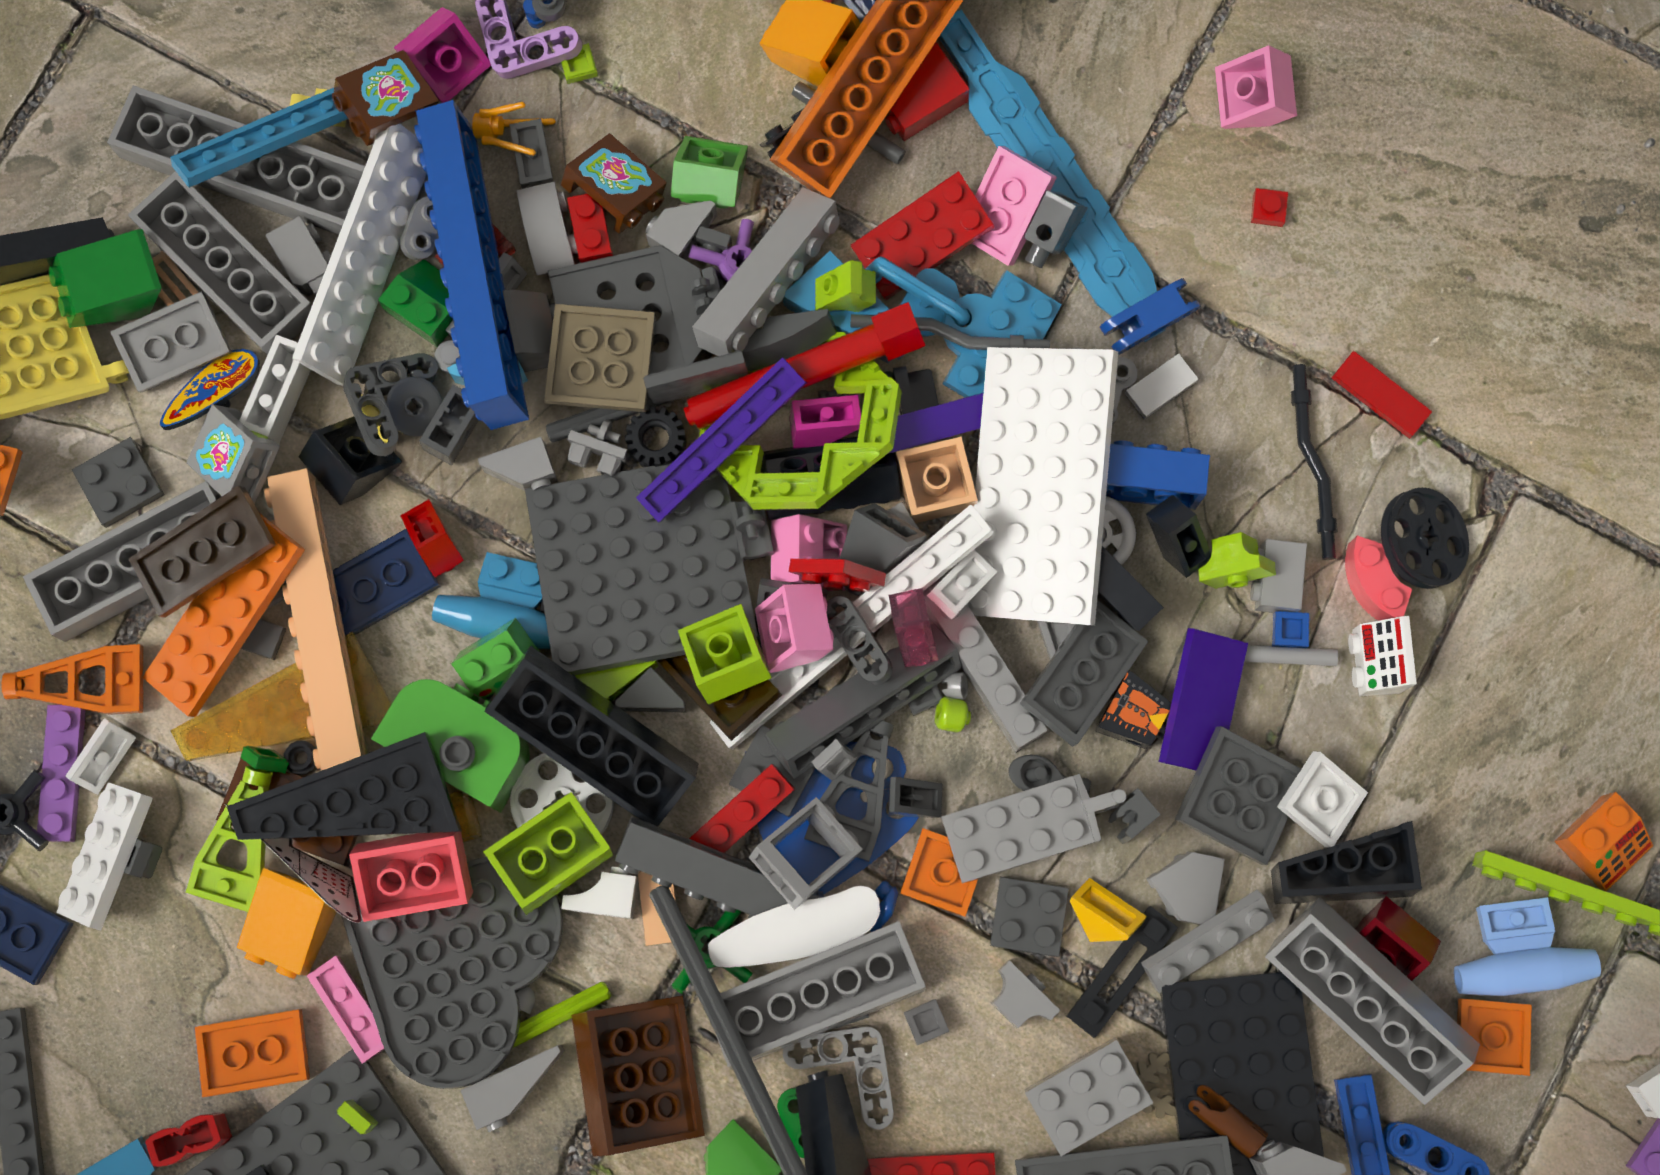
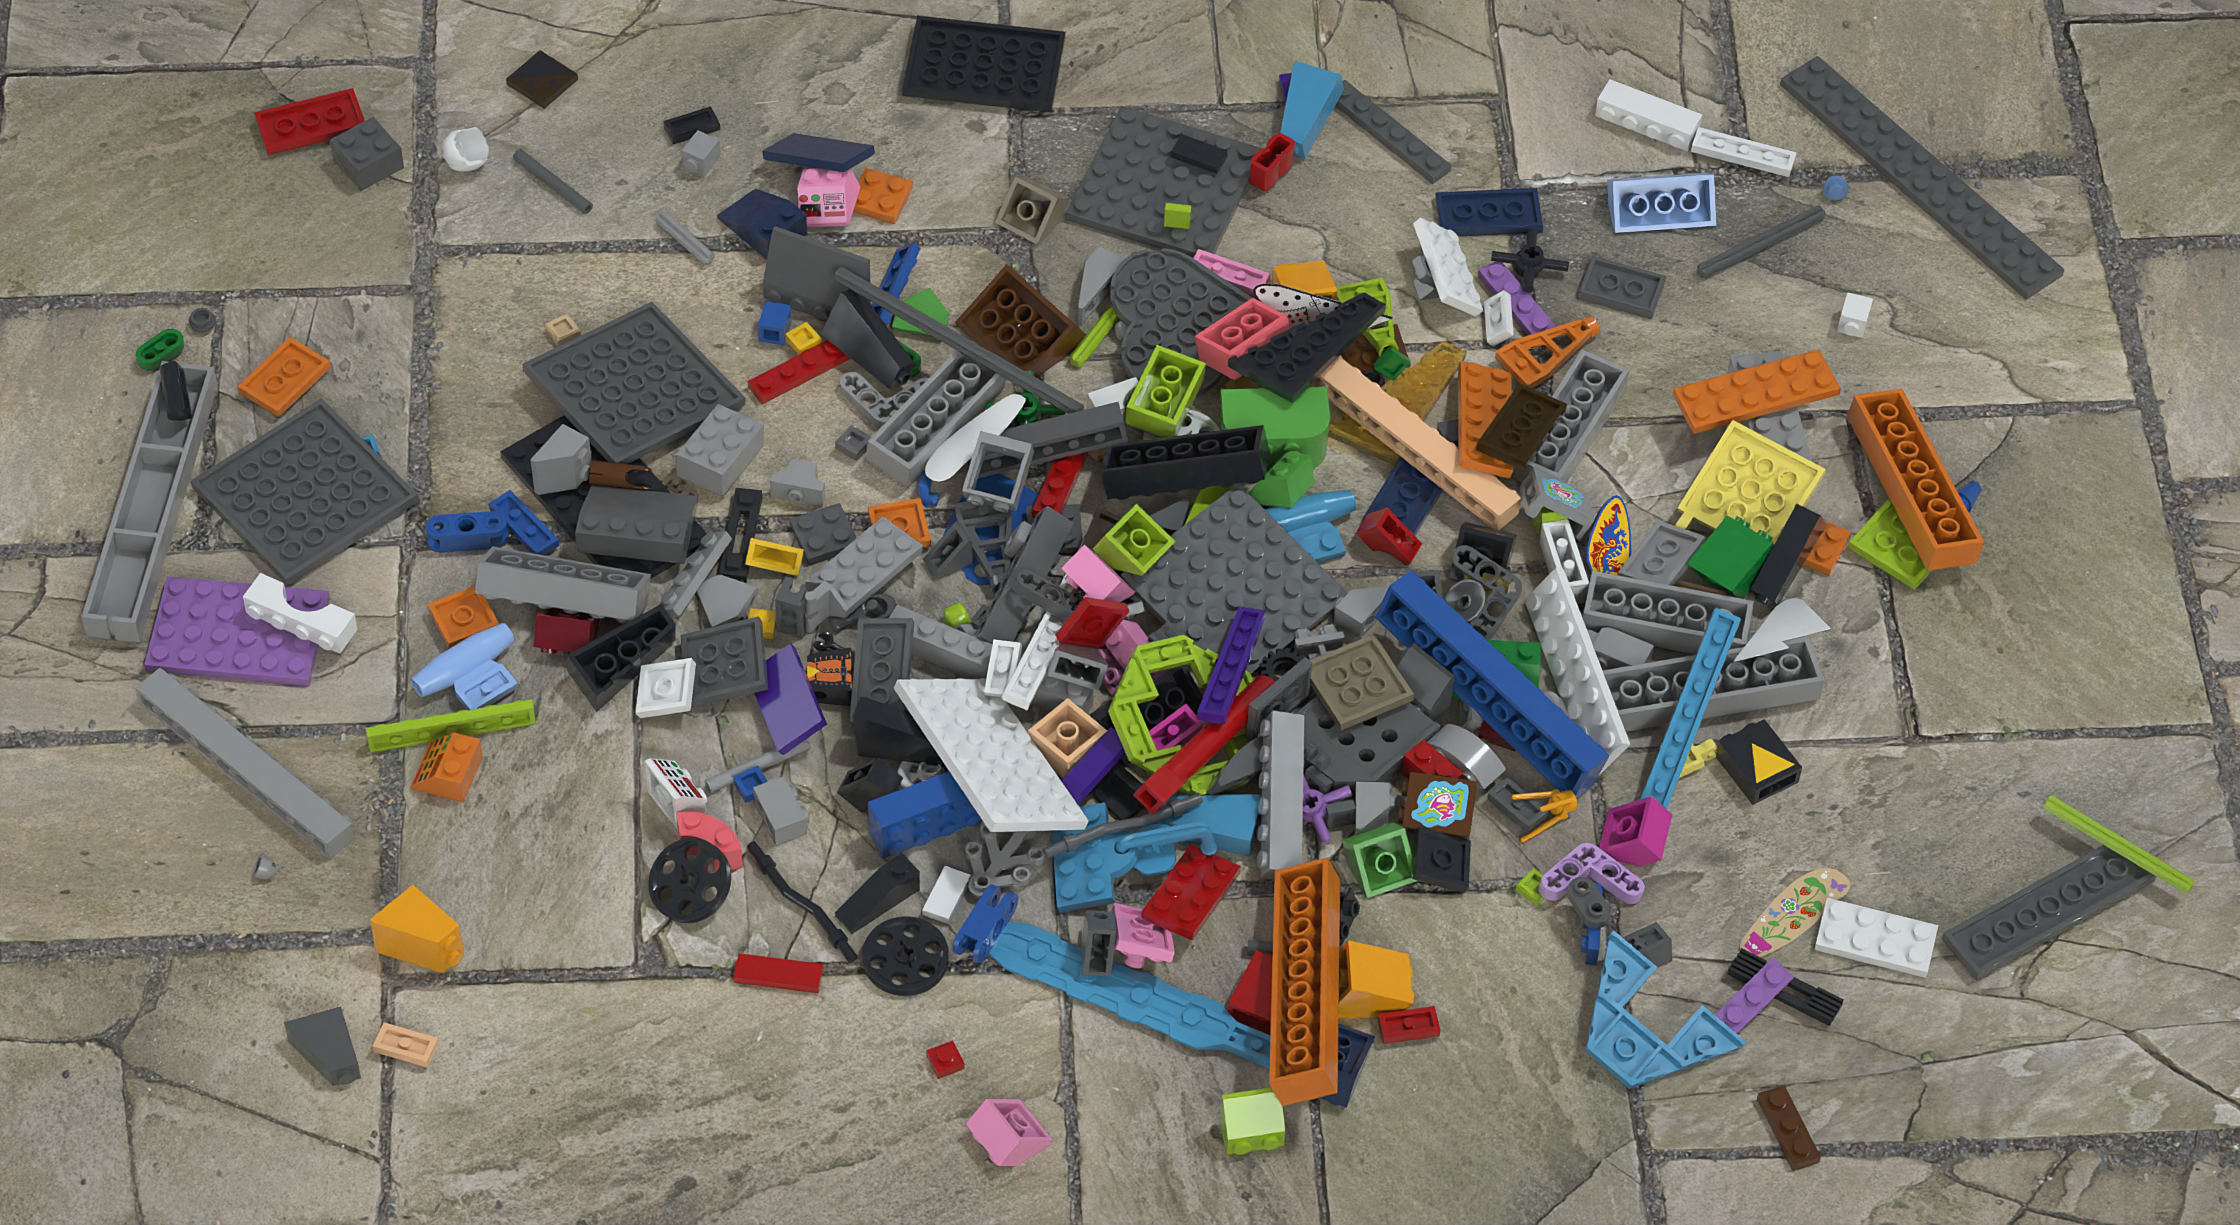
camera: 145 degrees right, 25 degrees down
(115, 177) = (1787, 621): none -> white sticker
(118, 482) = (1626, 469): dark grey plate -> none
(252, 1053) = (1271, 224): orange plate -> none
(262, 60) = (1758, 761): none -> black brick
(382, 95) = (1640, 759): panel -> none
(457, 753) = (1263, 400): dark grey plate -> none
(654, 130) = (1441, 859): none -> black hinge
(846, 288) = (1216, 805): lime brick -> none
(913, 627) = (1016, 617): clear pink brick -> none
(1109, 761) = (829, 642): none -> black hand
(1165, 835) = (768, 619): none -> yellow plate
(1231, 420) = (880, 893): none -> black slope
(1235, 562) = (817, 793): lime brick -> none
(1241, 1043) = (636, 524): none -> dark grey slope
(1257, 332) = (912, 947): none -> black wedge

